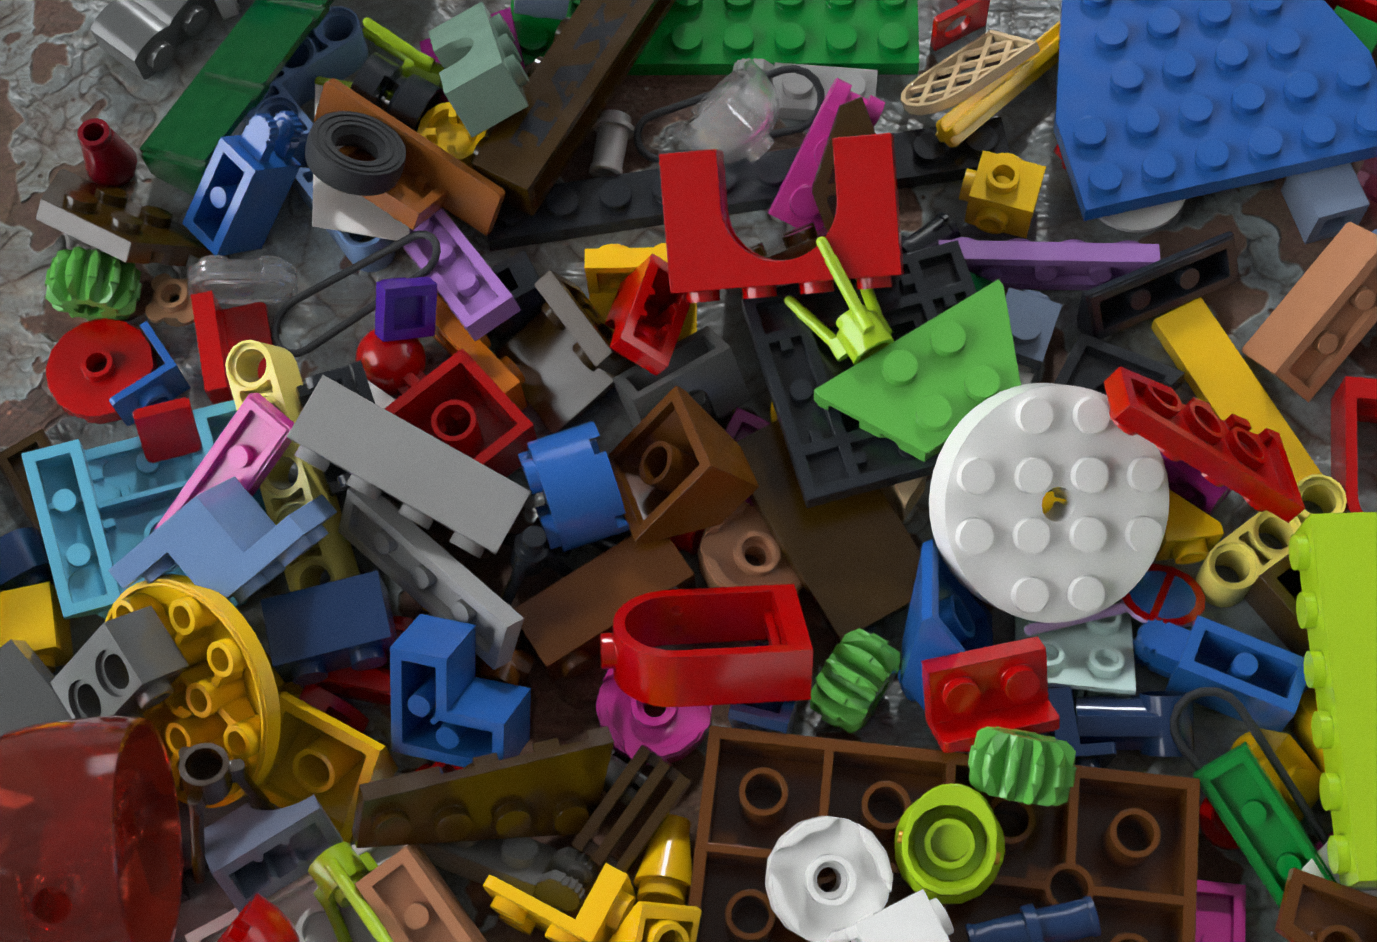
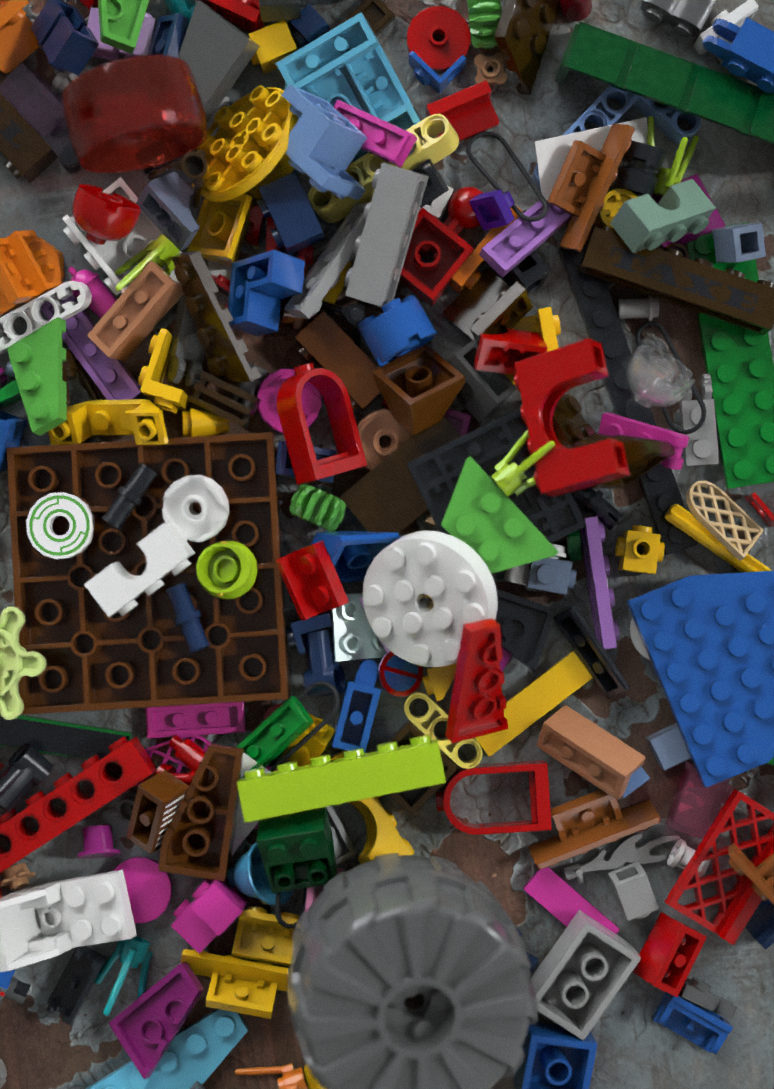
camera: 75 degrees right, 20 degrees up
(121, 668) = (238, 107): dark grey brick -> none
(167, 430) = (398, 89): red slope -> none
(244, 281) = (502, 93): clear plate -> none
(246, 184) = (560, 93): blue hinge -> none
(348, 174) = (601, 159): black tyre -> none
(1022, 766) = (268, 600): bright green gear -> none

